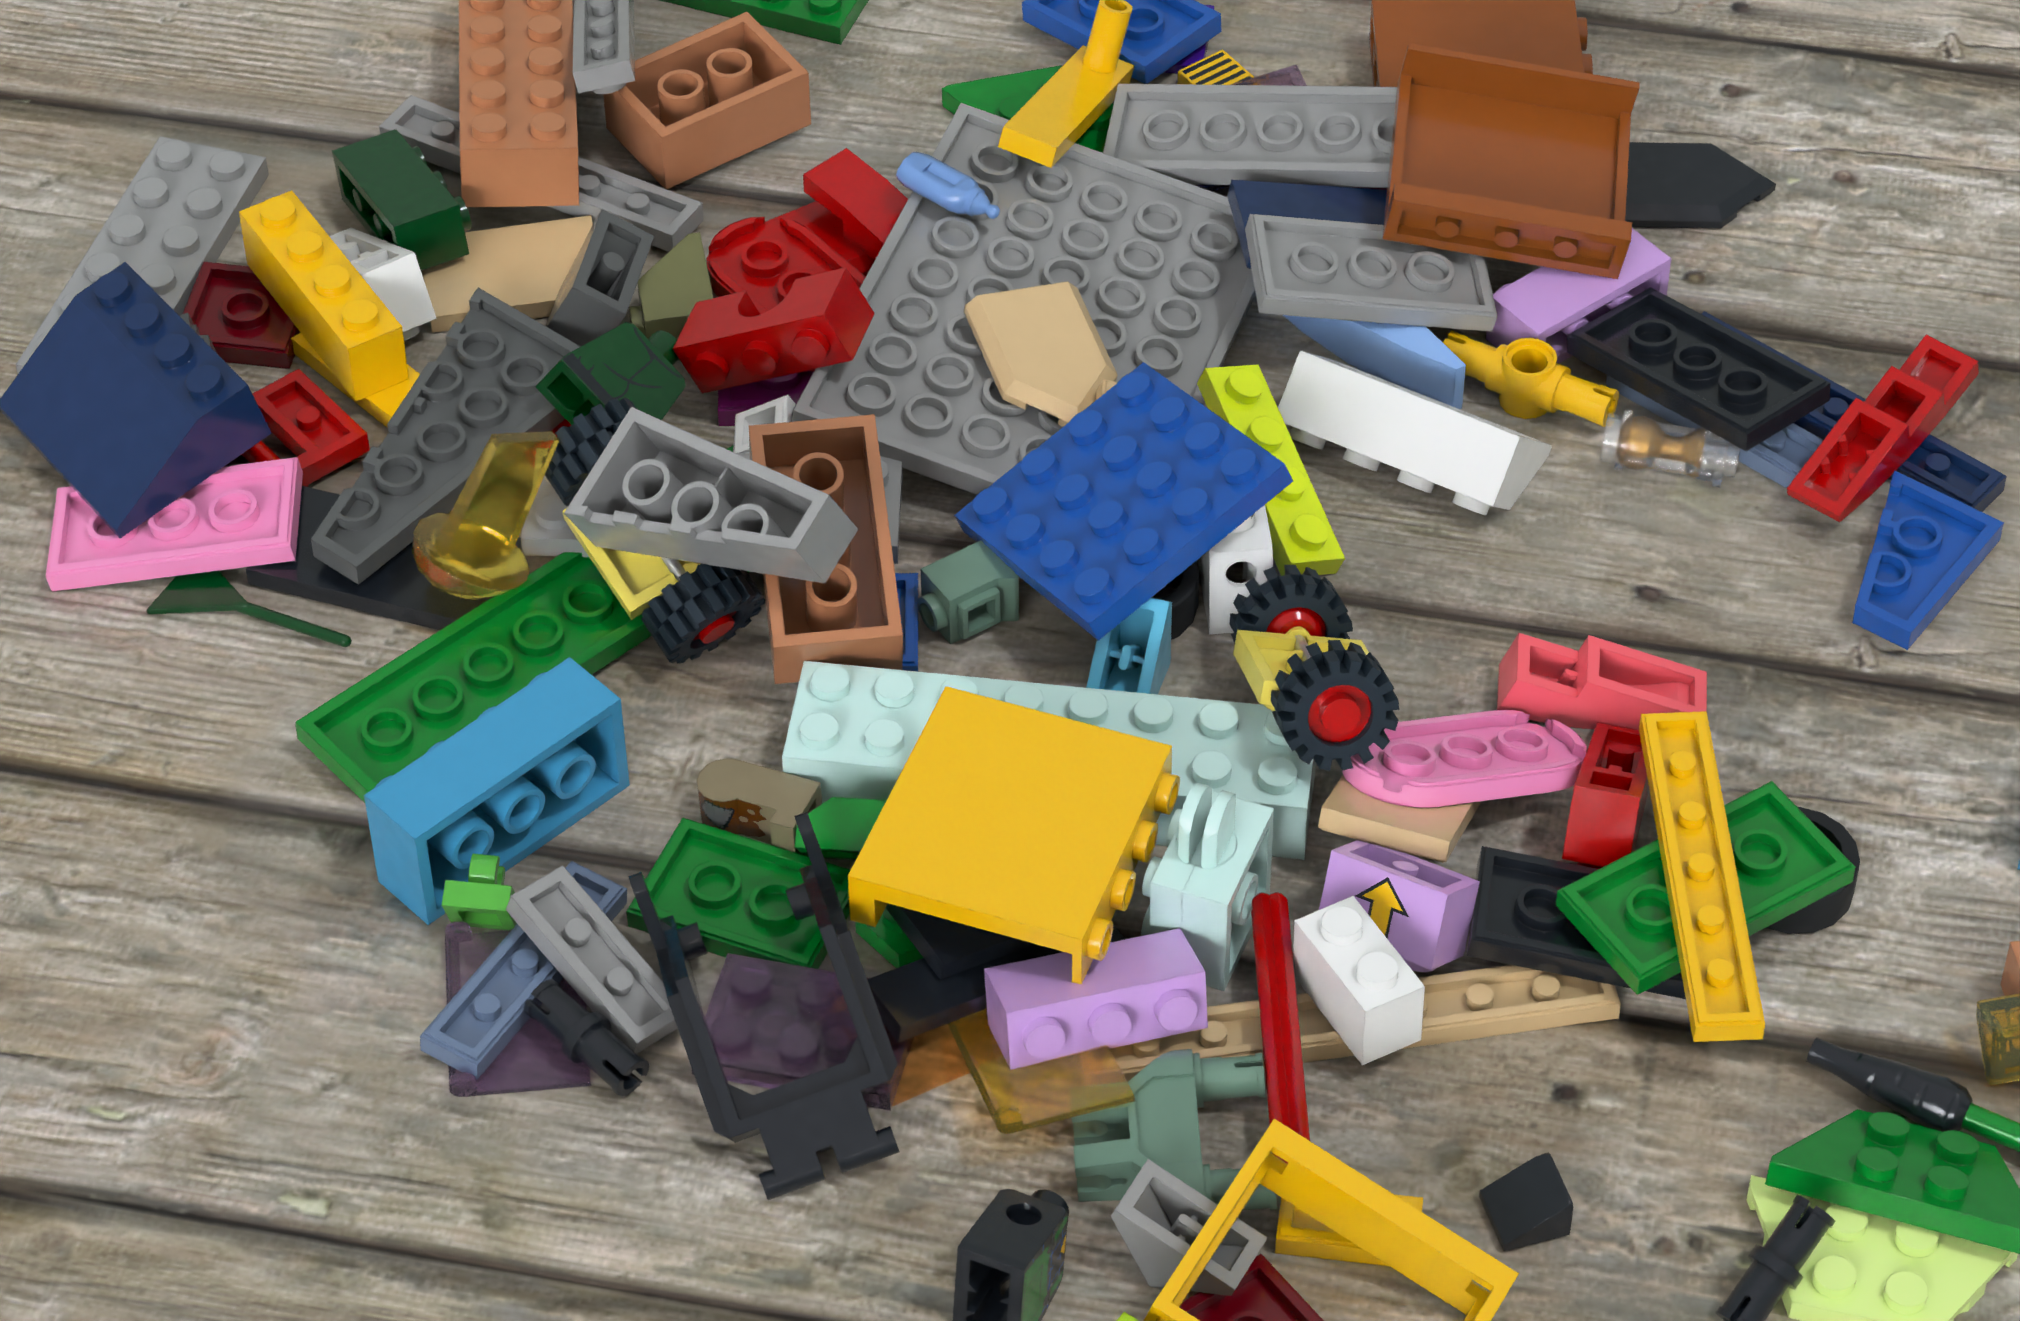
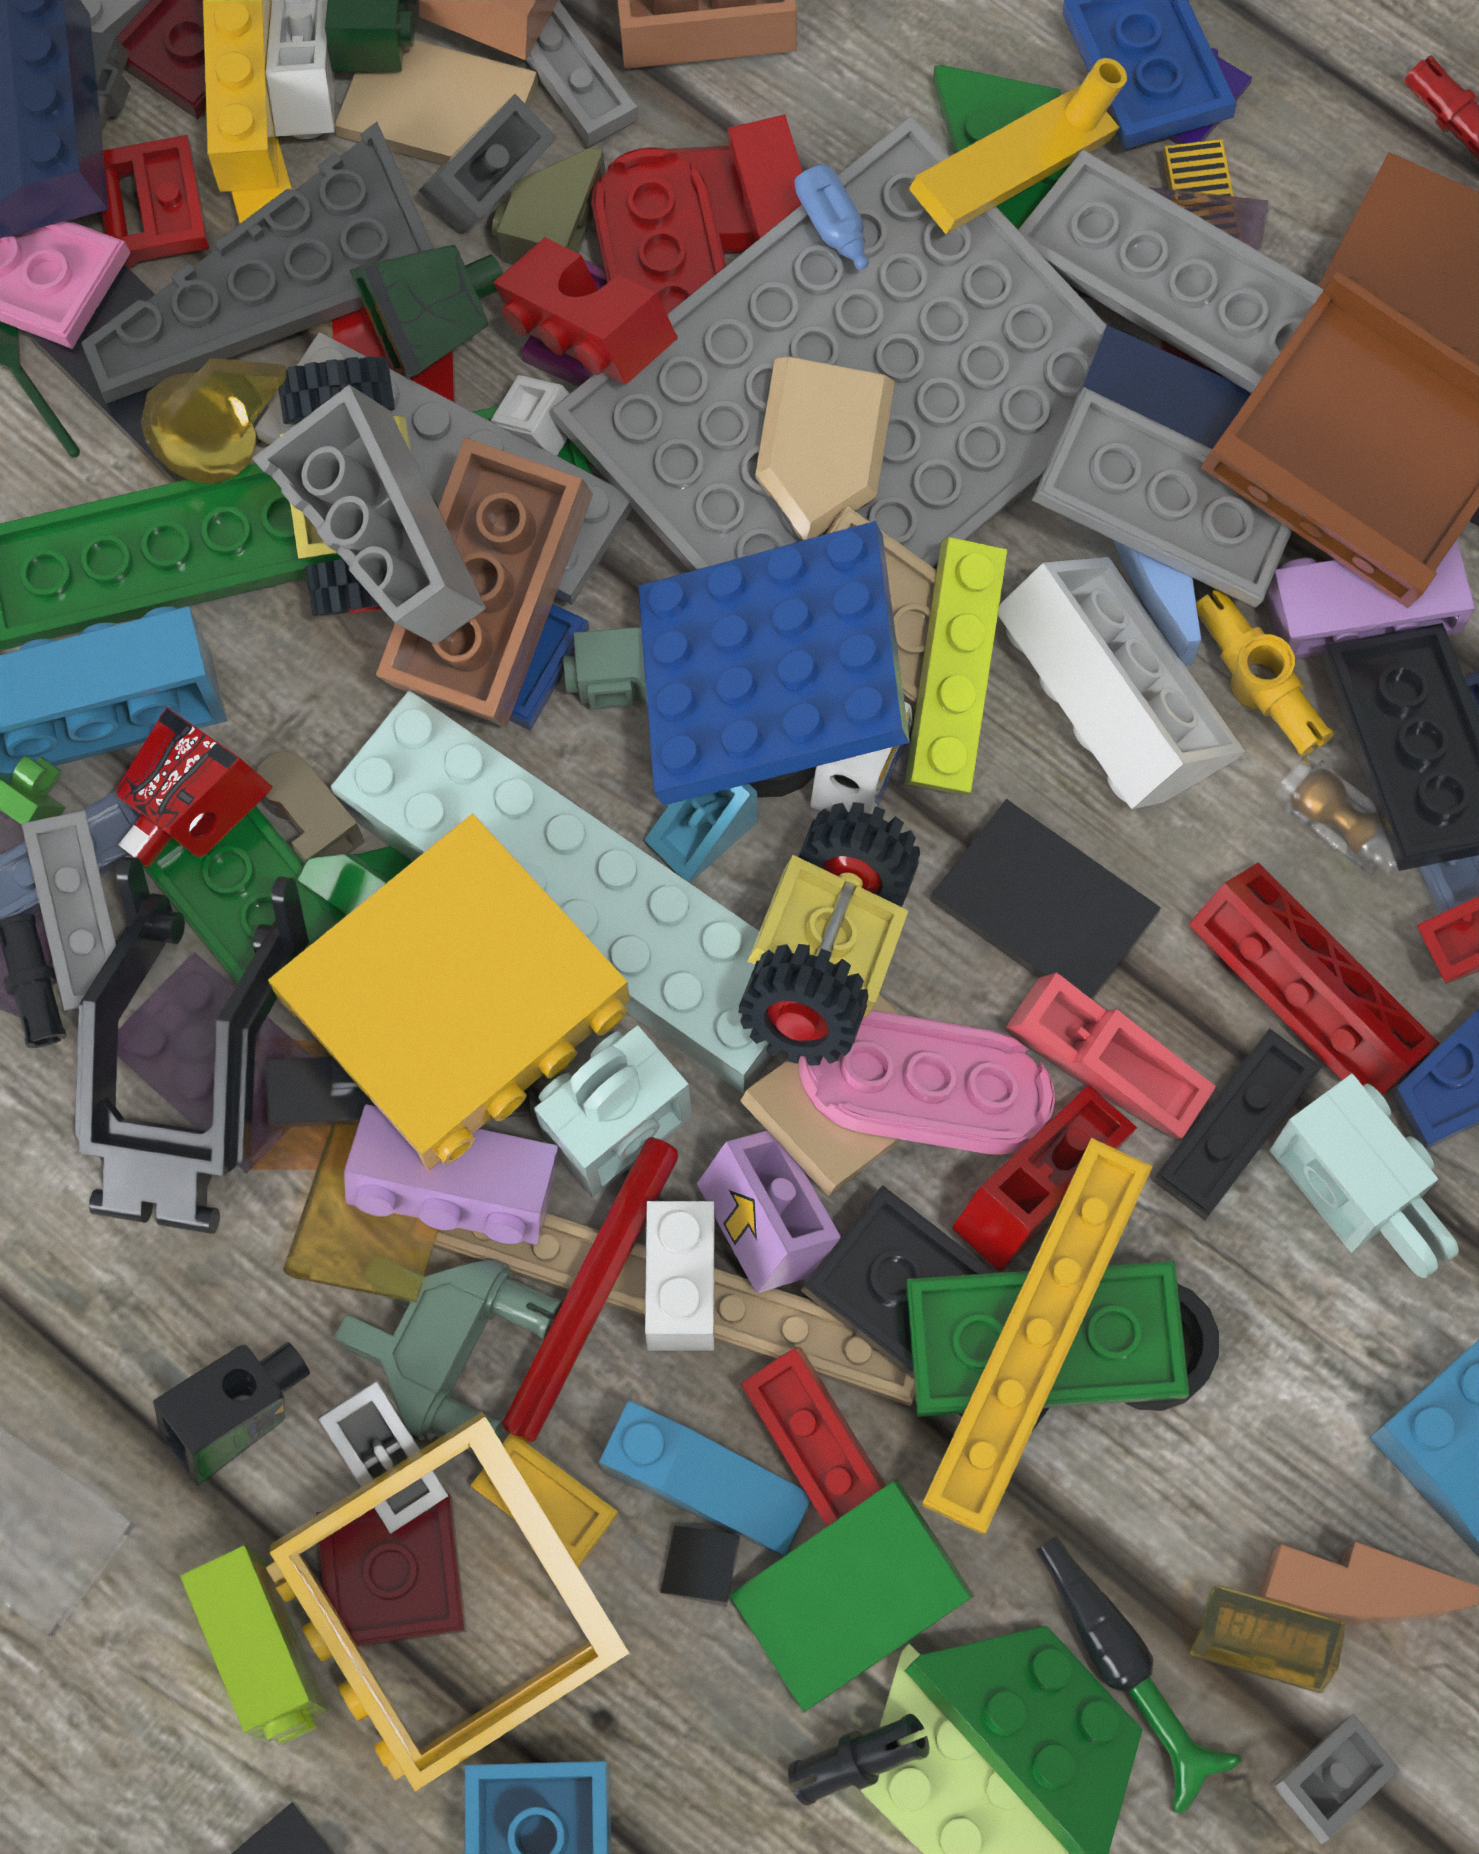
camera: 30 degrees right, 25 degrees up
(646, 816) = (185, 790): none -> red torso
(1459, 608) = (1044, 901): none -> black tile
(1472, 1133) = (704, 1479): none -> dark azure slope
(1604, 1081) = (813, 1435): none -> red plate
(1677, 1153) = (851, 1595): none -> green tile
(1729, 574) = (1308, 985): none -> red fence
(1743, 695) = (1237, 1124): none -> black tile
(1876, 663) = (1365, 1174): none -> light aqua brick

